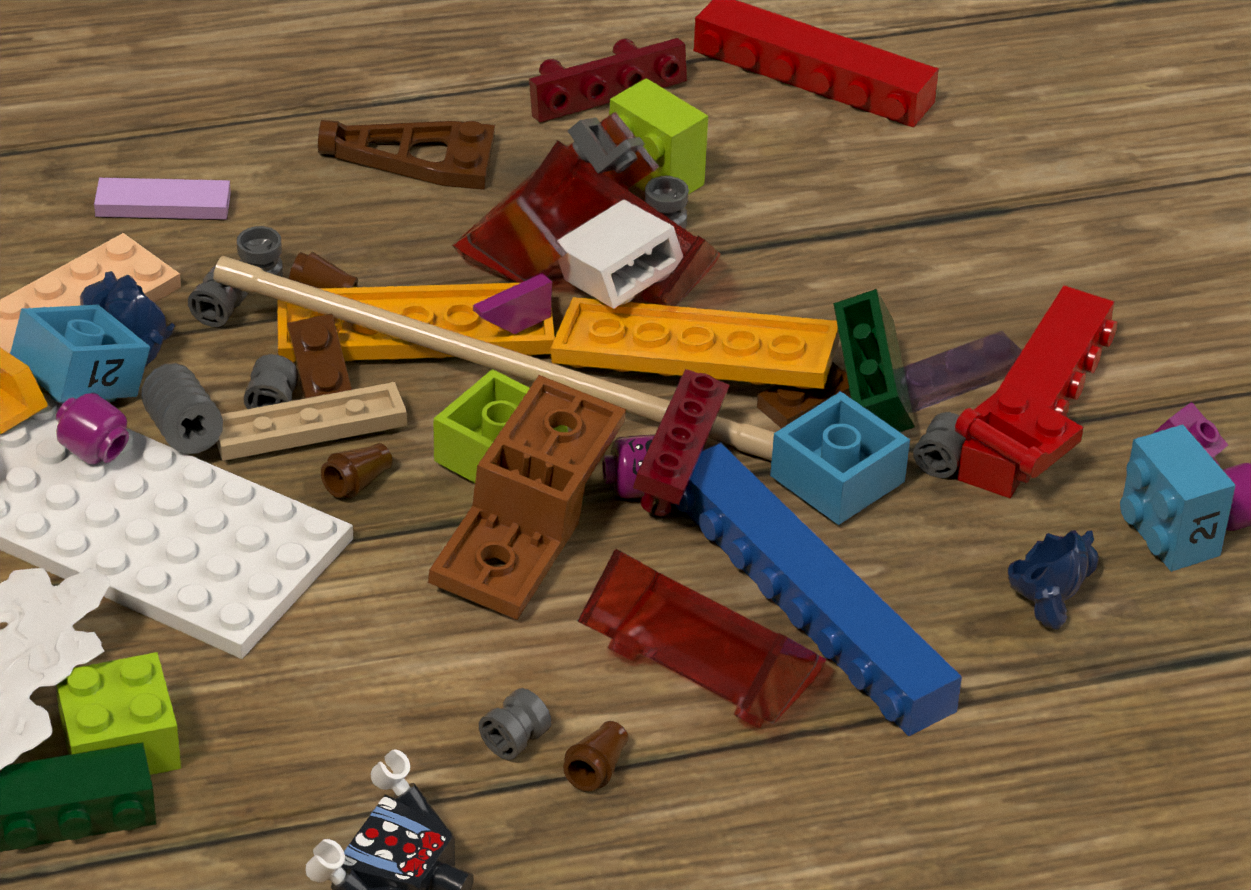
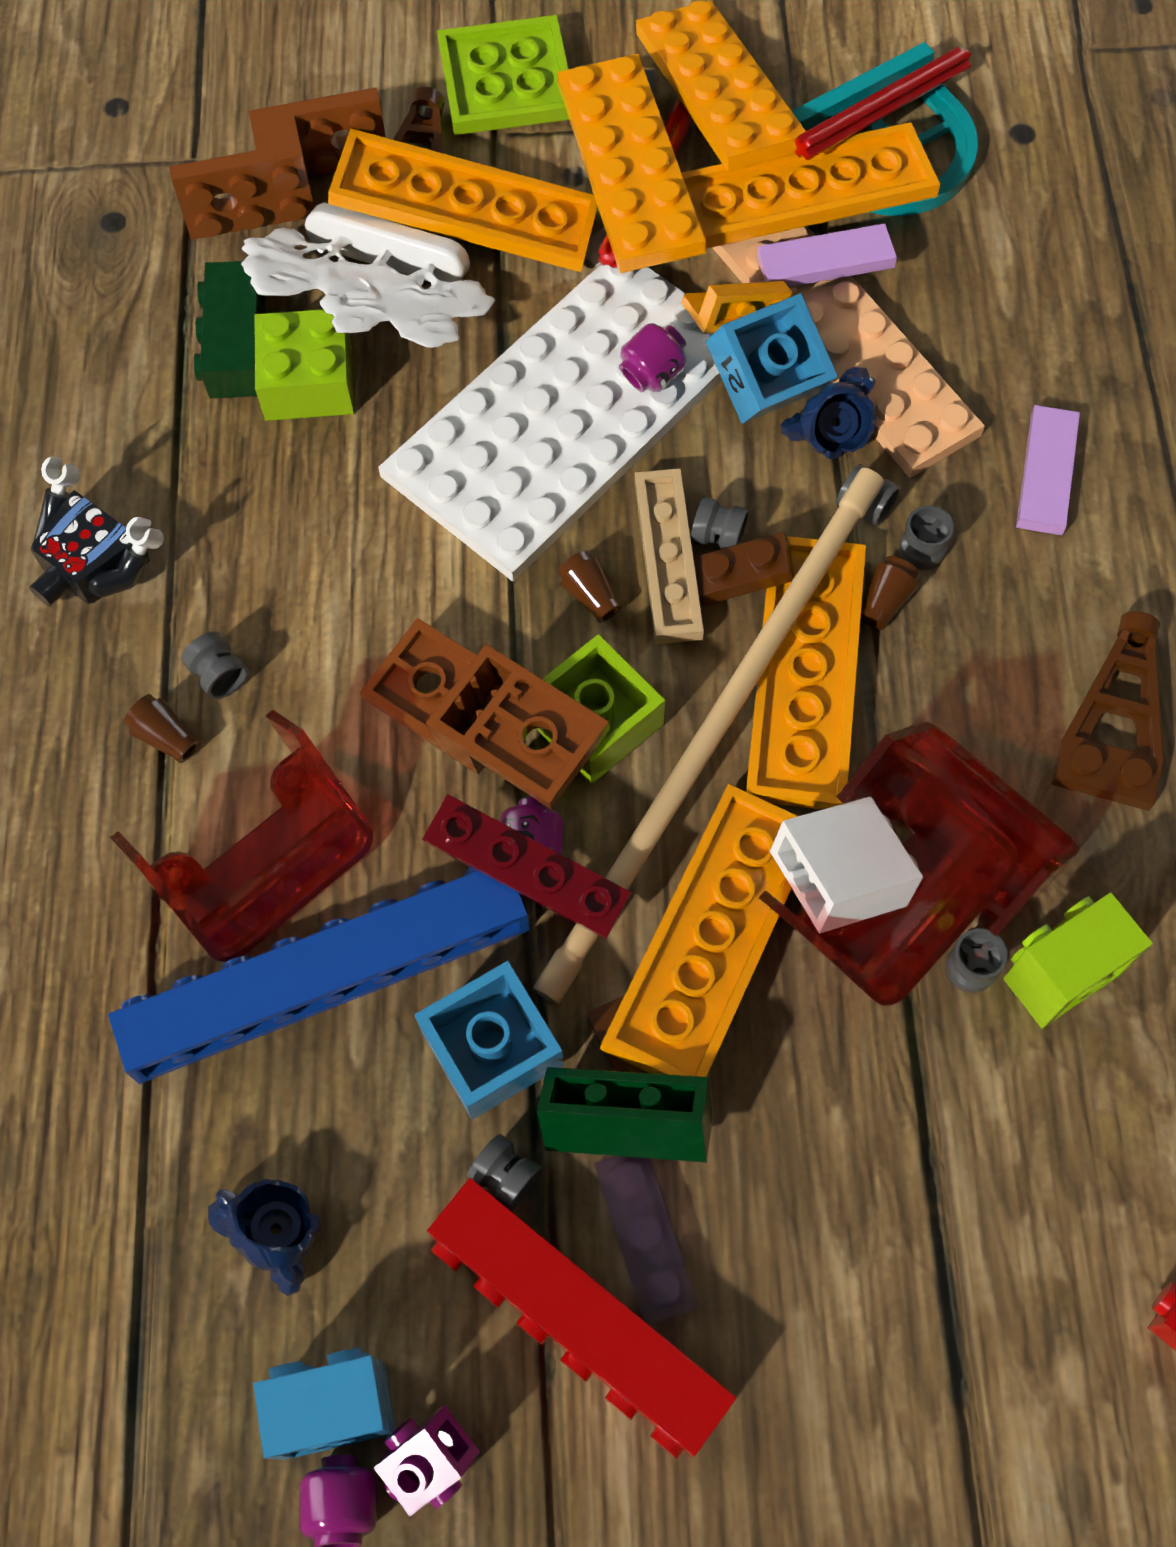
camera: 105 degrees right, 25 degrees up
(181, 409) = (687, 435): dark grey piece -> none
(519, 305) = (775, 745): magenta tile -> none
(597, 147) = (1007, 860): dark grey bracket -> none
(1020, 429) = (476, 1259): red plate -> none

